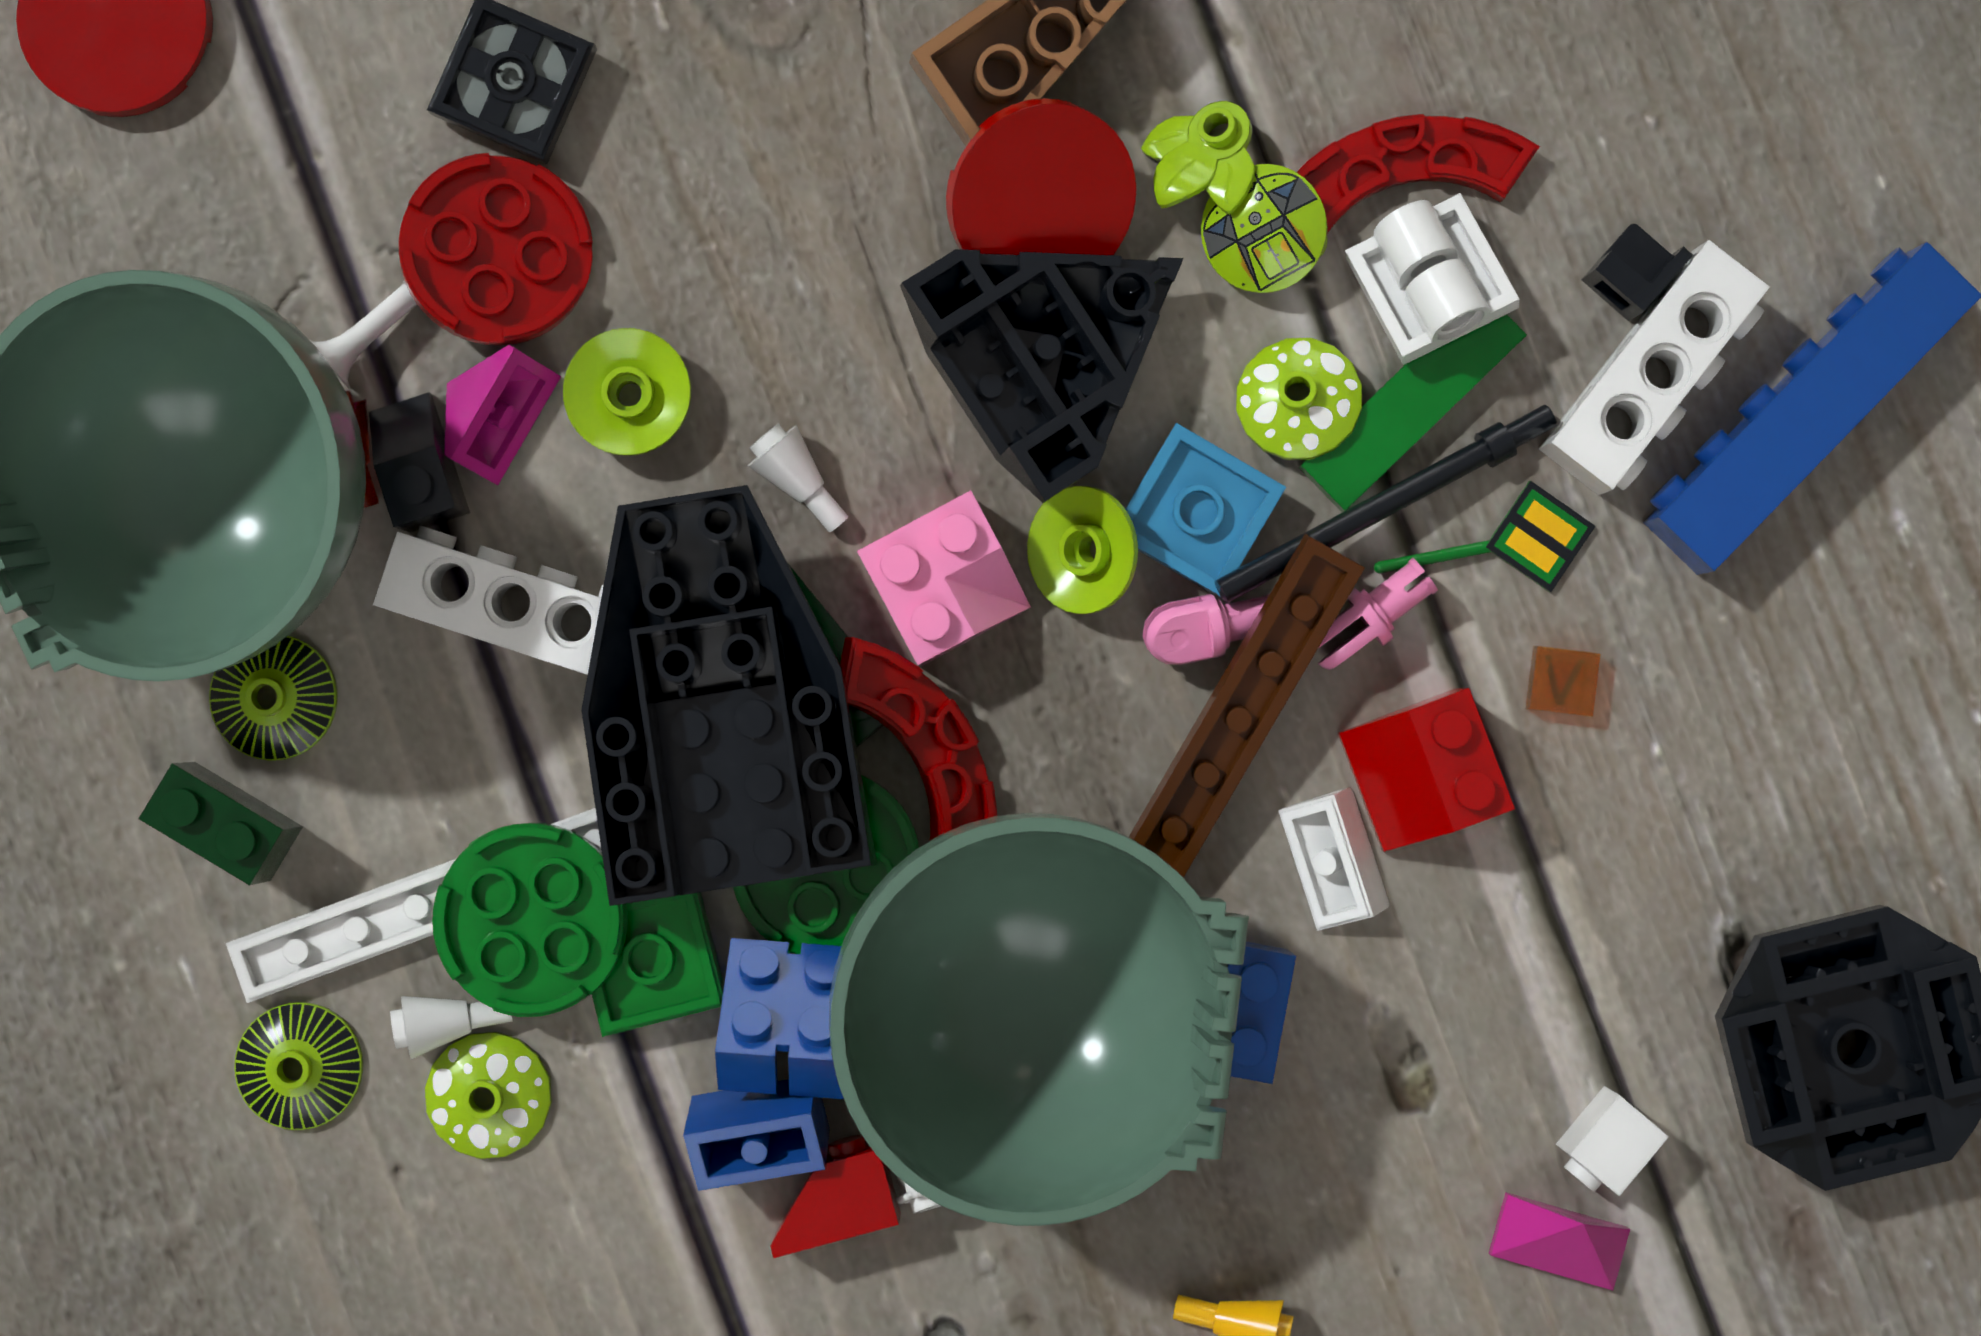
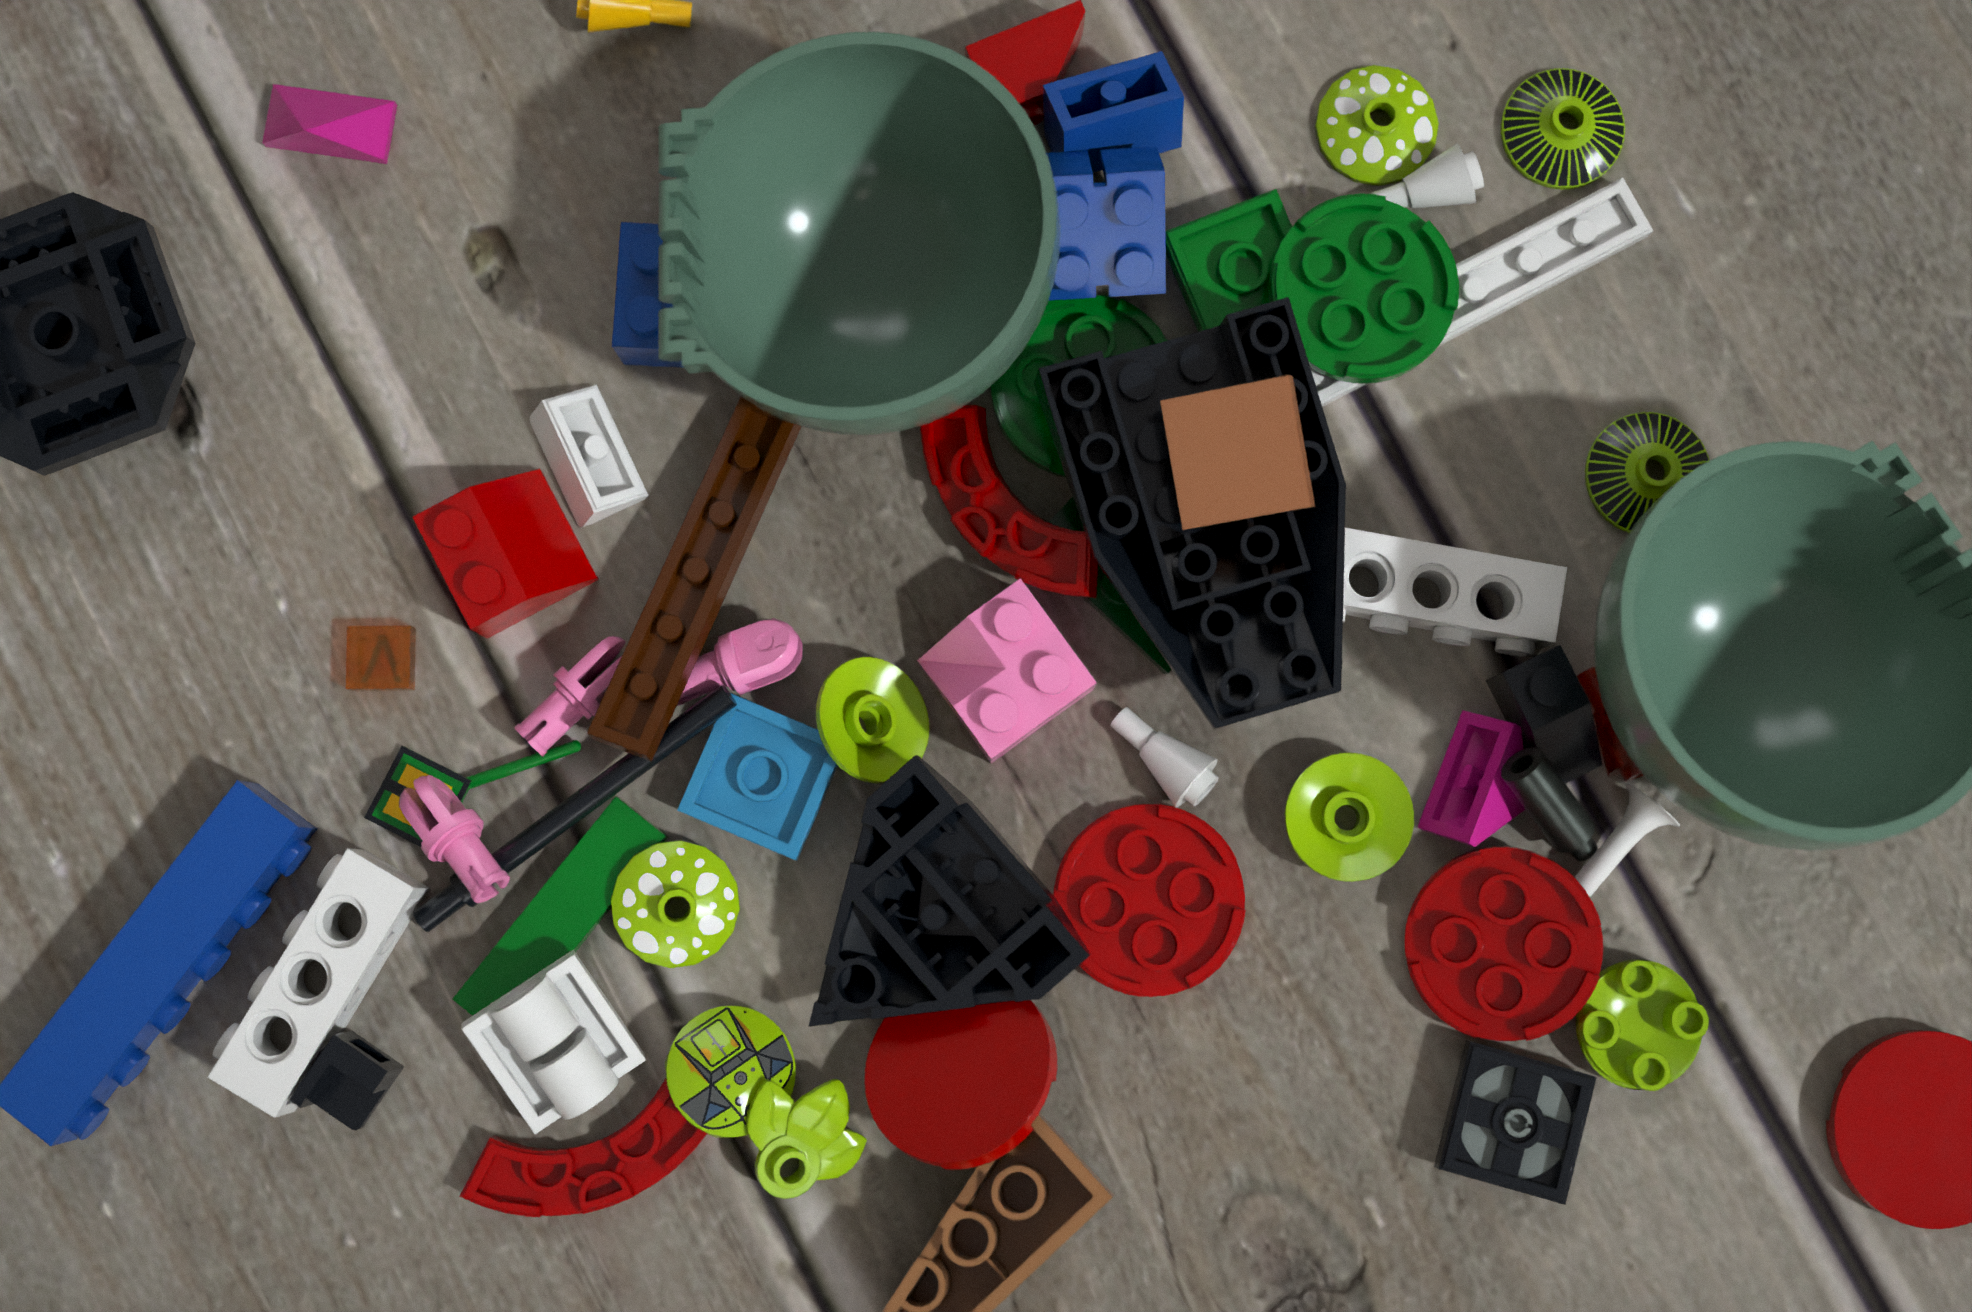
camera: 175 degrees right, 5 degrees down
(220, 822) = (1678, 341): dark green brick -> none
(374, 154) = (1641, 1025): none -> lime dish
(427, 378) = (1550, 803): none -> pearl dark grey cylinder
(684, 753) = (1237, 452): none -> nougat tile
(832, 341) = (1152, 899): none -> red tile
(1509, 491) = (452, 836): none -> bright pink arm
(1610, 1143) = (288, 217): white brick -> none

